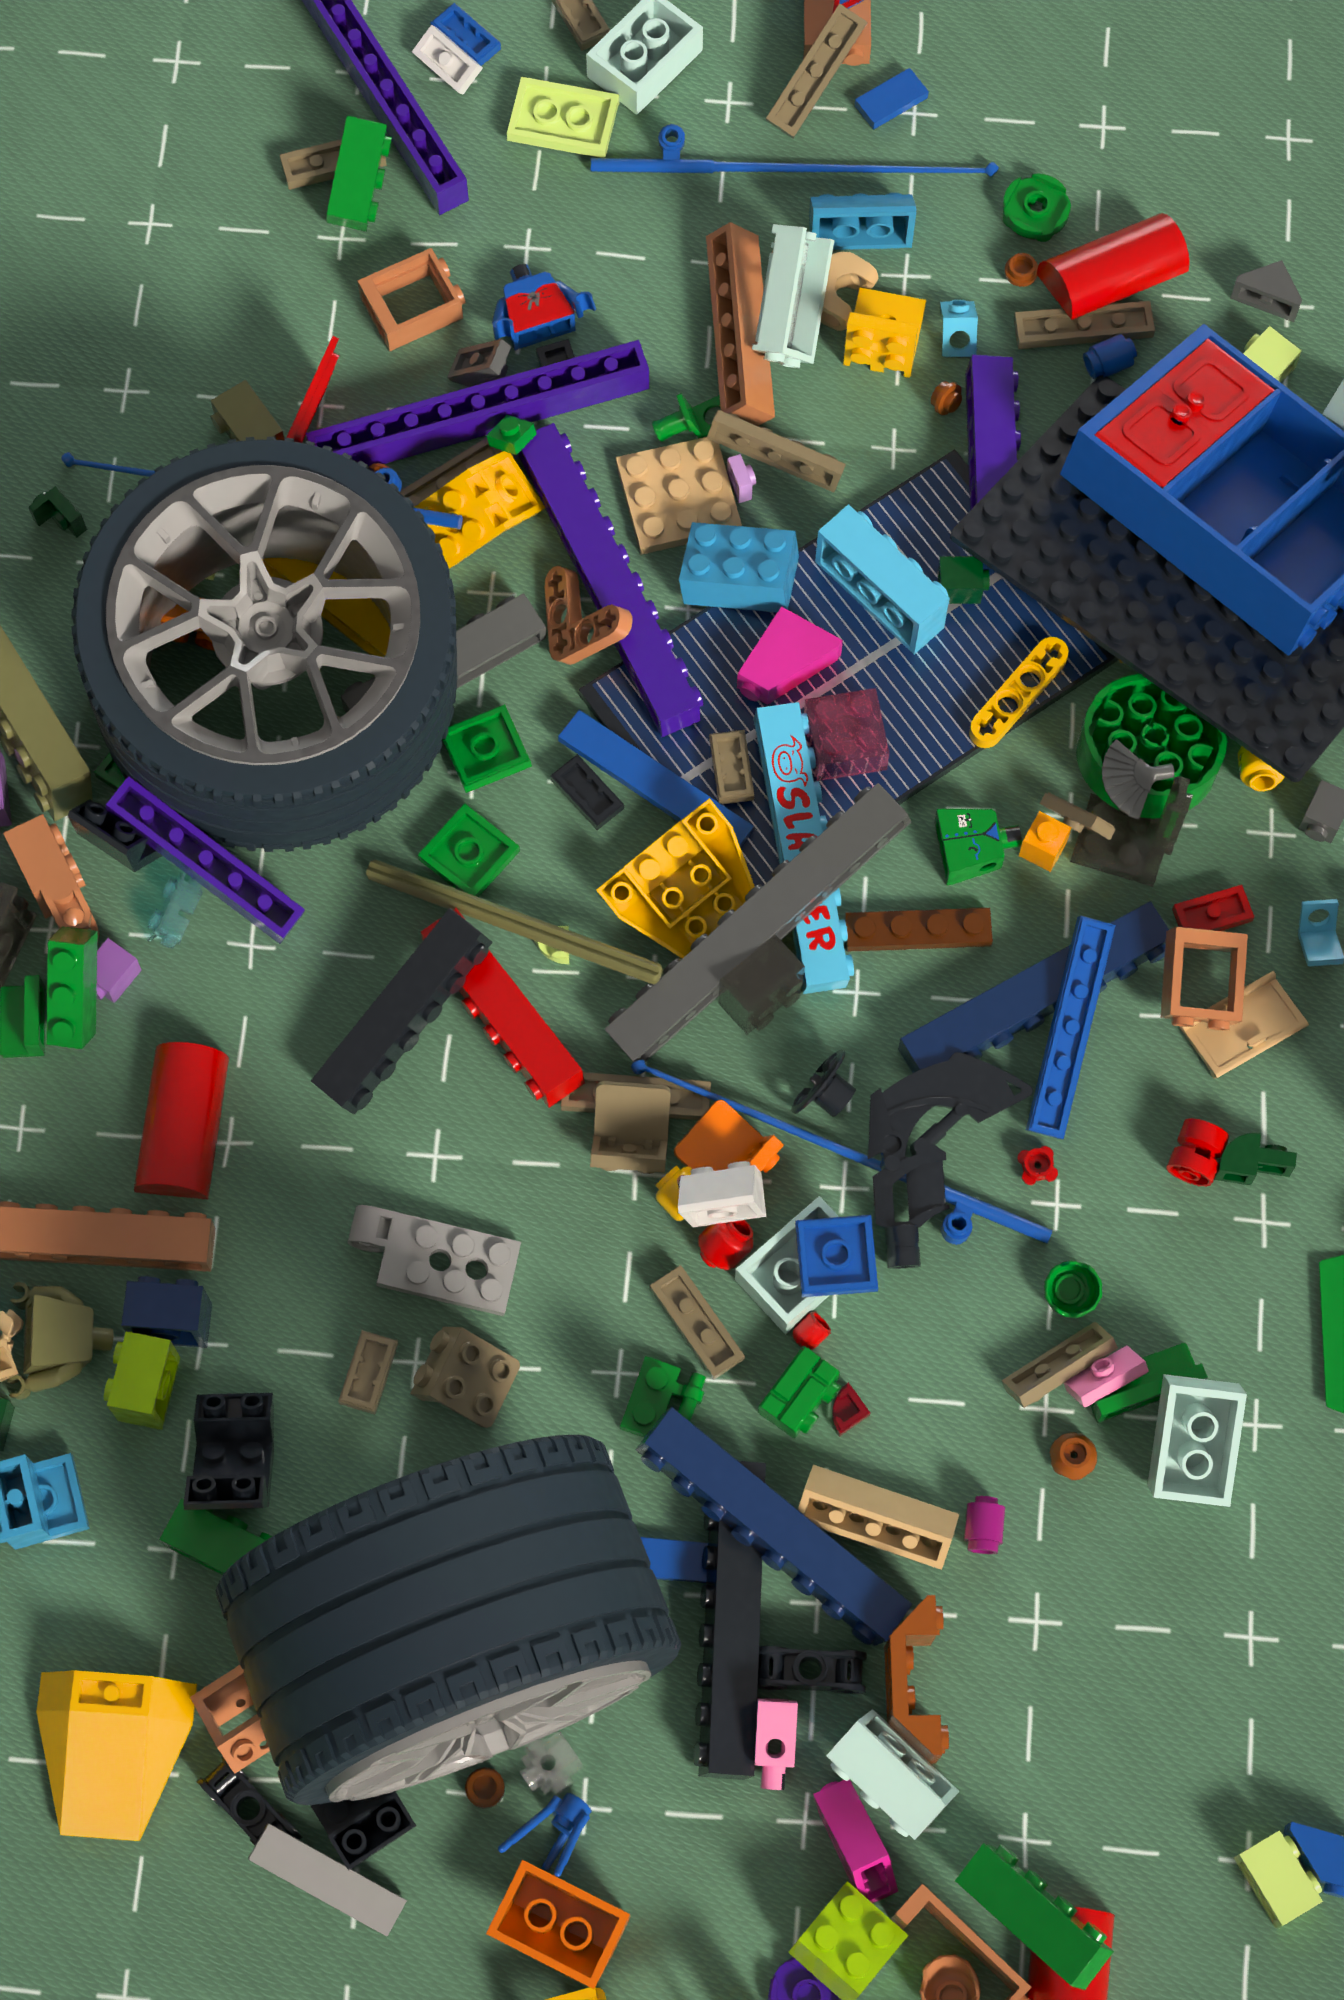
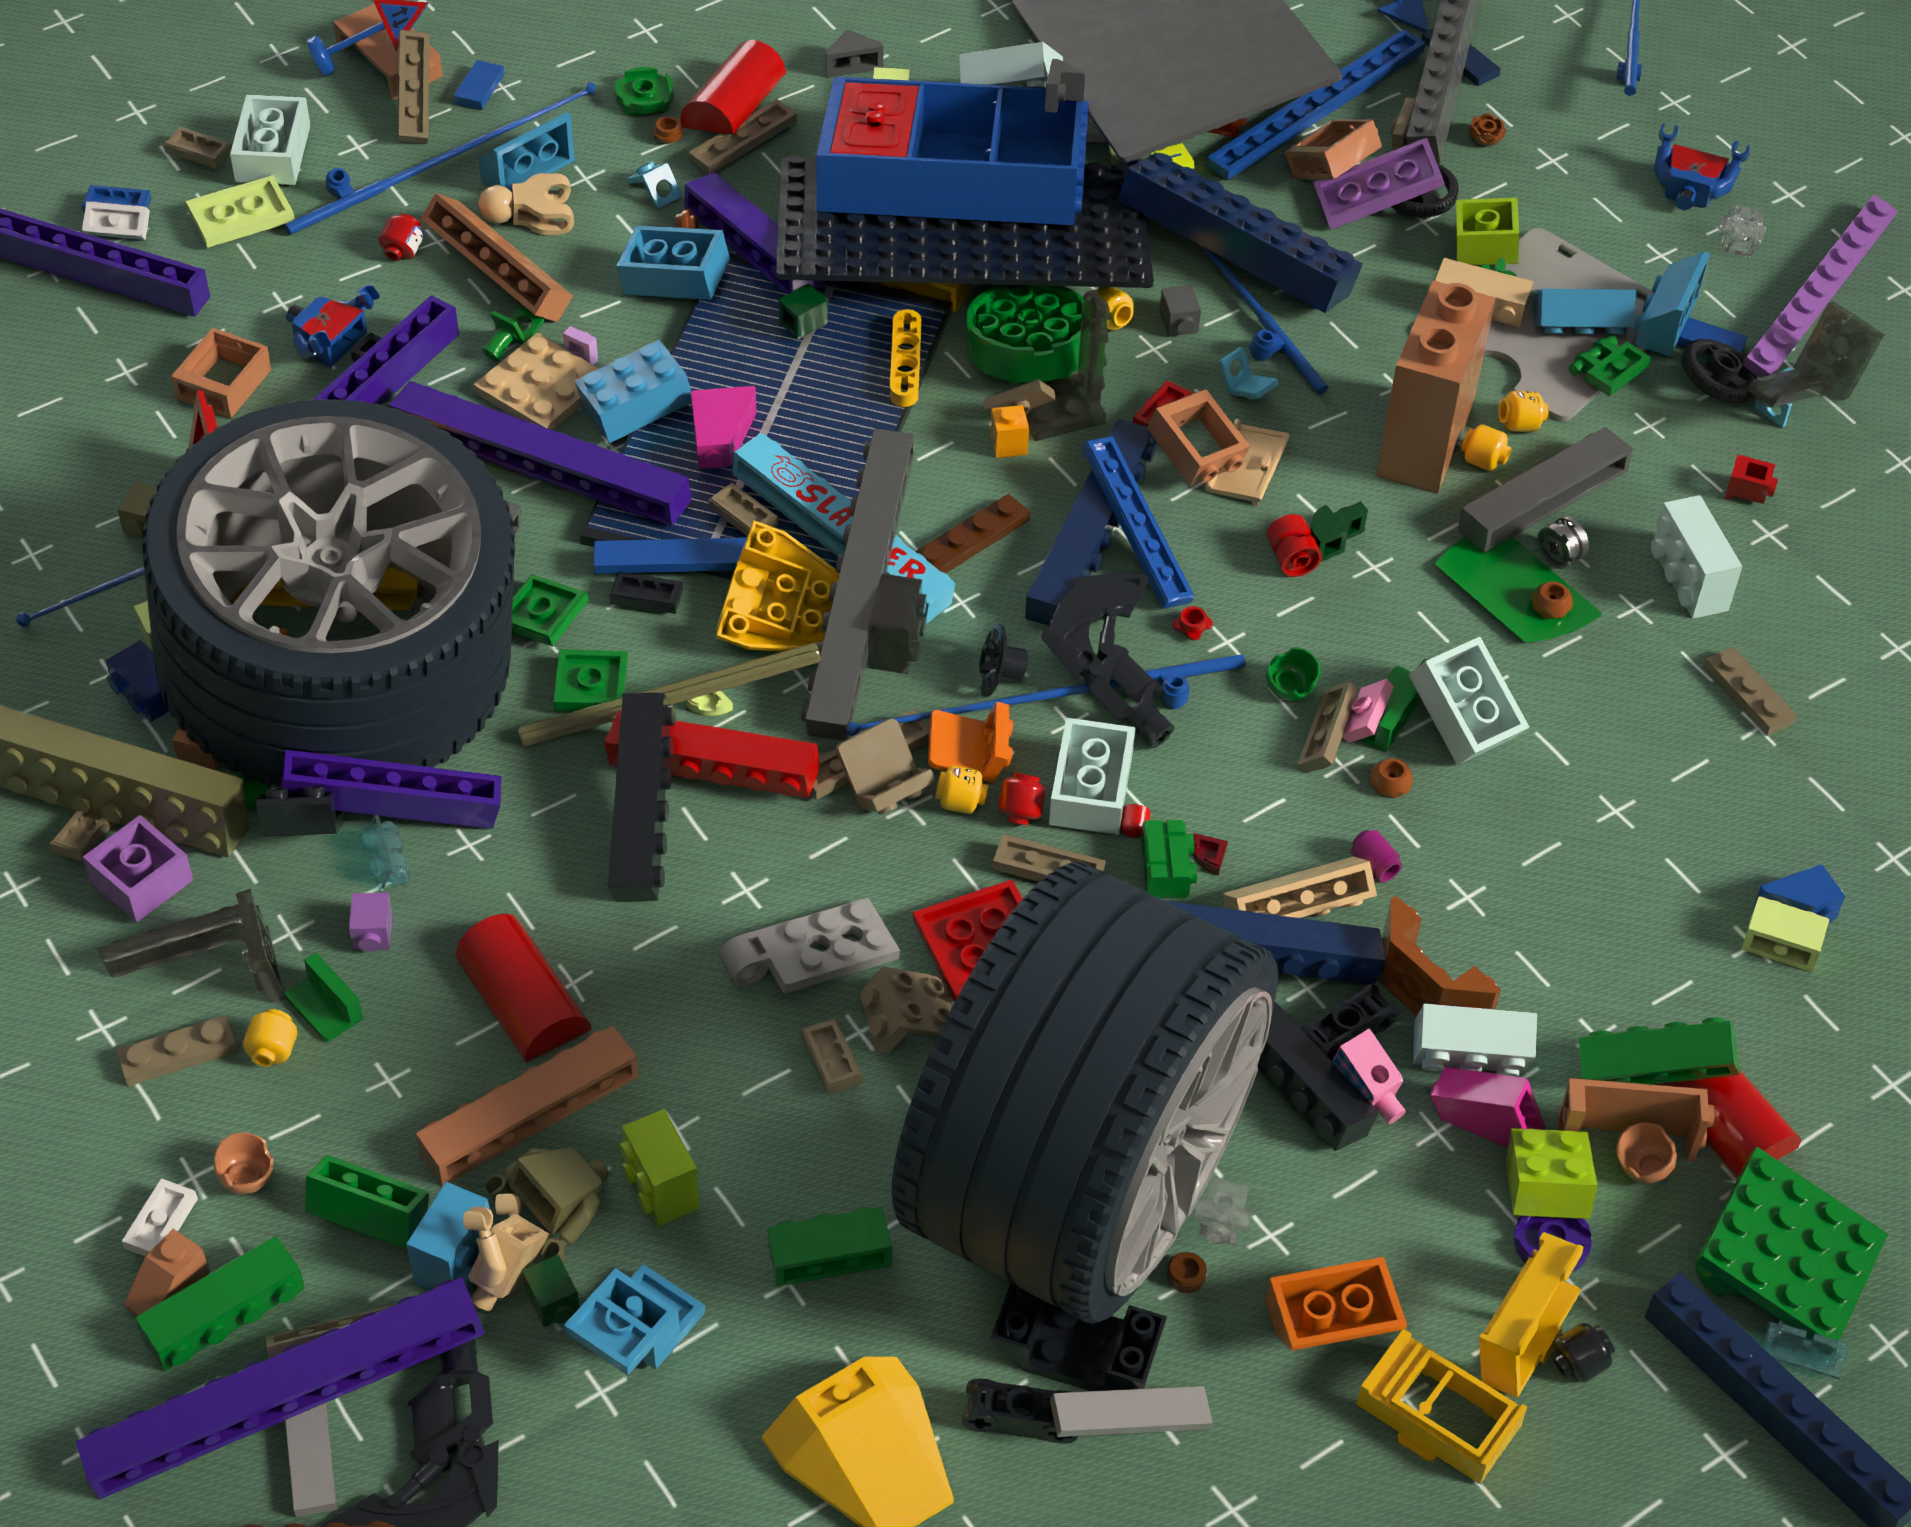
camera: 40 degrees left, 20 degrees down
(51, 873) = (277, 880): nougat brick -> none
(61, 510) = (49, 649): dark green bracket -> none
(71, 987) = (356, 936): green brick -> none
(168, 1311) = (632, 1096): dark blue brick -> none
(219, 1704) = (931, 1345): nougat window -> none
(232, 1452) = (774, 1176): black slope -> none
(312, 164) = (77, 324): dark tan plate -> none
(358, 174) = (110, 314): green brick -> none
(480, 363) = (315, 376): dark grey slope -> none
(511, 434) = (387, 396): green plate -> none
(569, 1818) = (1270, 1238): blue plant -> none
(570, 638) = (548, 495): nougat beam -> none
(580, 1356) = (963, 928): none -> red plate
(677, 243) = (401, 237): none -> red head
(721, 1195) = (1002, 750): white slope -> none
(776, 450) = (594, 313): dark tan plate -> none
(793, 296) = (525, 208): light aqua door -> none
(836, 1256) = (1117, 740): blue plate -> none
(847, 734) = (815, 437): clear pink brick -> none
(882, 578) = (748, 336): medium azure brick -> none
(884, 331) = (608, 208): yellow bracket -> none
(889, 441) = (673, 262): none -> dark azure brick
(972, 842) = (957, 462): green torso -> none
(1110, 356) = (778, 144): blue brick -> none
(1130, 778) = (1041, 343): dark grey hand -> none

